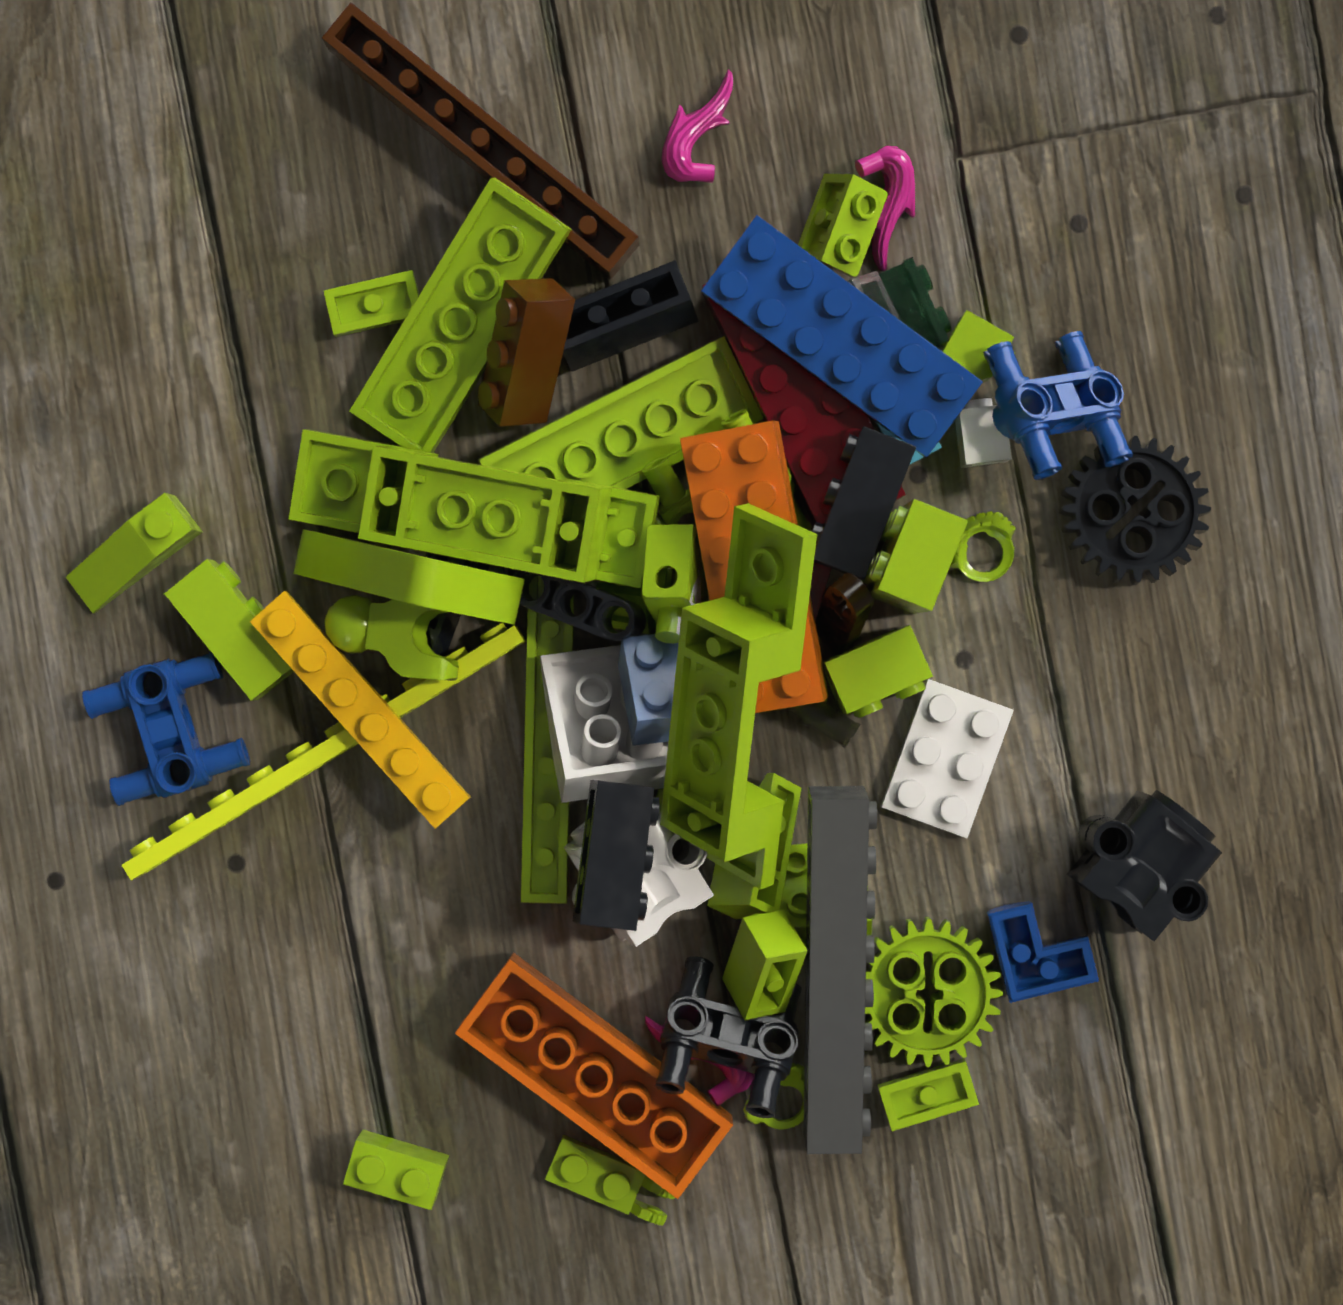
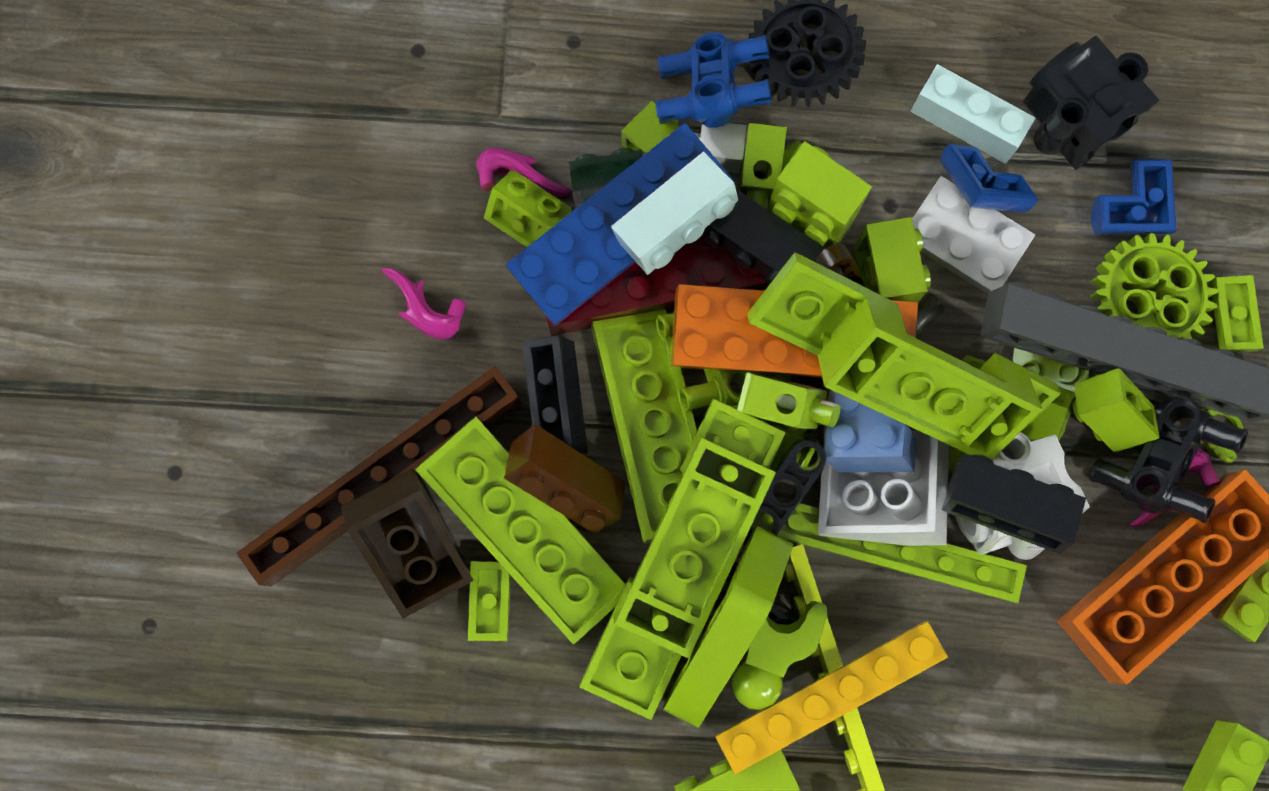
camera: 75 degrees left, 10 degrees down
(409, 191) = (406, 543): none -> dark brown brick
(857, 396) = (676, 213): none -> light aqua brick
(984, 485) = (763, 154): none -> lime torso
(1005, 762) = (984, 187): none -> blue brick
(1099, 729) = (972, 114): none -> light aqua brick

